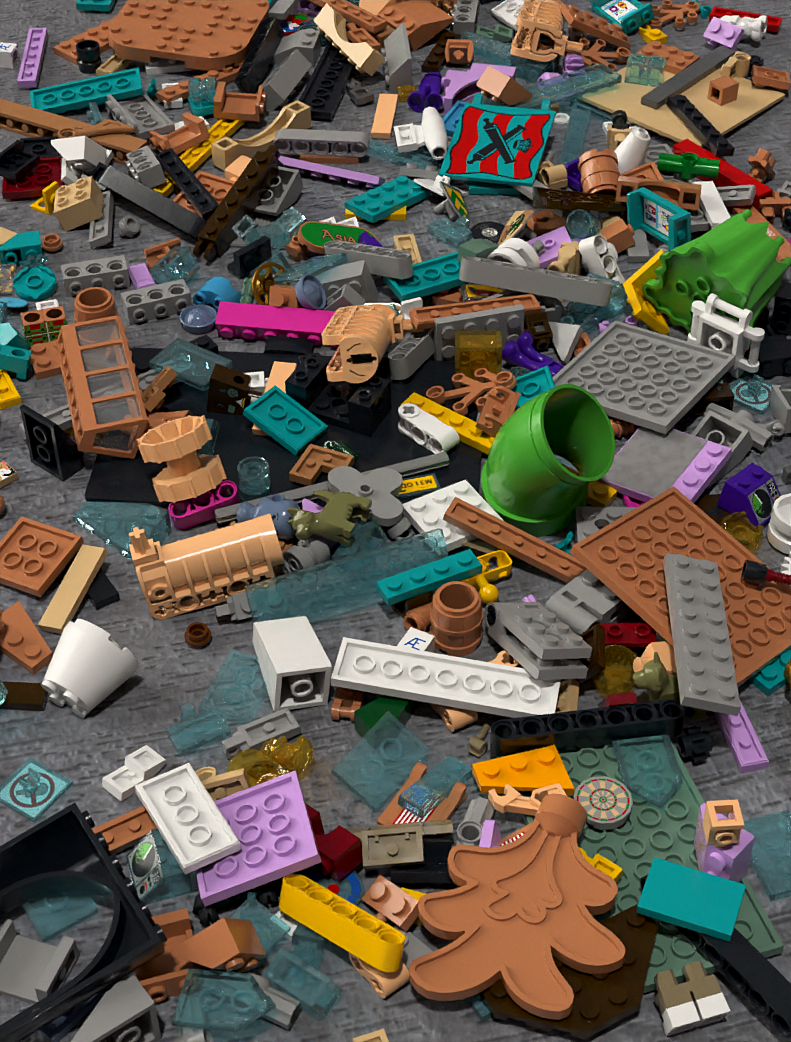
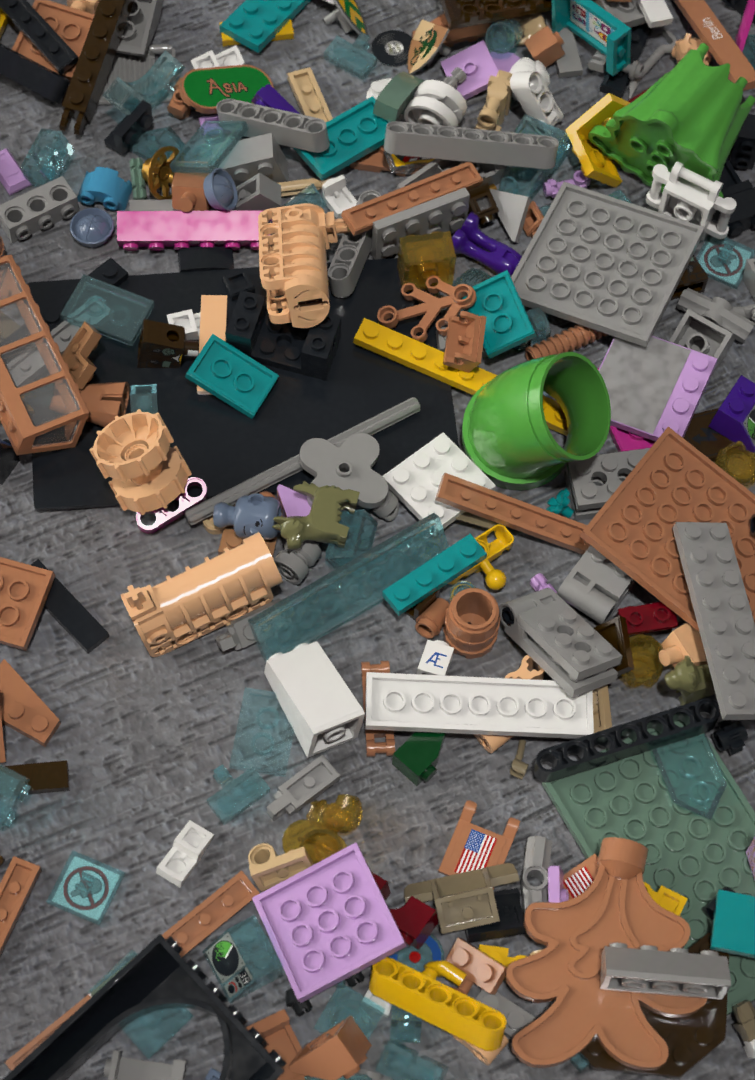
camera: 15 degrees left, 20 degrees up
(72, 588) = (59, 636): tan tile -> none
(86, 667) = (107, 745): white cone -> none
(116, 520) = (94, 542): clear light blue wedge -> none
(157, 252) = (24, 132): nougat hips -> none
(187, 818) = (262, 913): white tile -> none
(197, 634) = (205, 667): reddish brown plate -> none
(254, 478) = (219, 467): clear light blue wheel -> none
(315, 461) = (282, 426): medium nougat plate -> none
(341, 446) = (300, 406): clear green arm -> none
(361, 900) = (444, 969): none -> yellow arm
(380, 761) = (430, 806): clear light blue tile -> none
(417, 487) = (395, 448): tile -> none
(426, 429) = (388, 368): white piece -> none
(434, 786) = (489, 825): clear light blue plate -> none
(519, 804) = (571, 838): light nougat piece -> none
(523, 771) = (574, 798): light orange wing -> none
(579, 918) = (664, 971): none -> light grey slope
(605, 801) = (654, 822): light grey tile -> none
(618, 699) = (650, 703): dark red tile -> none

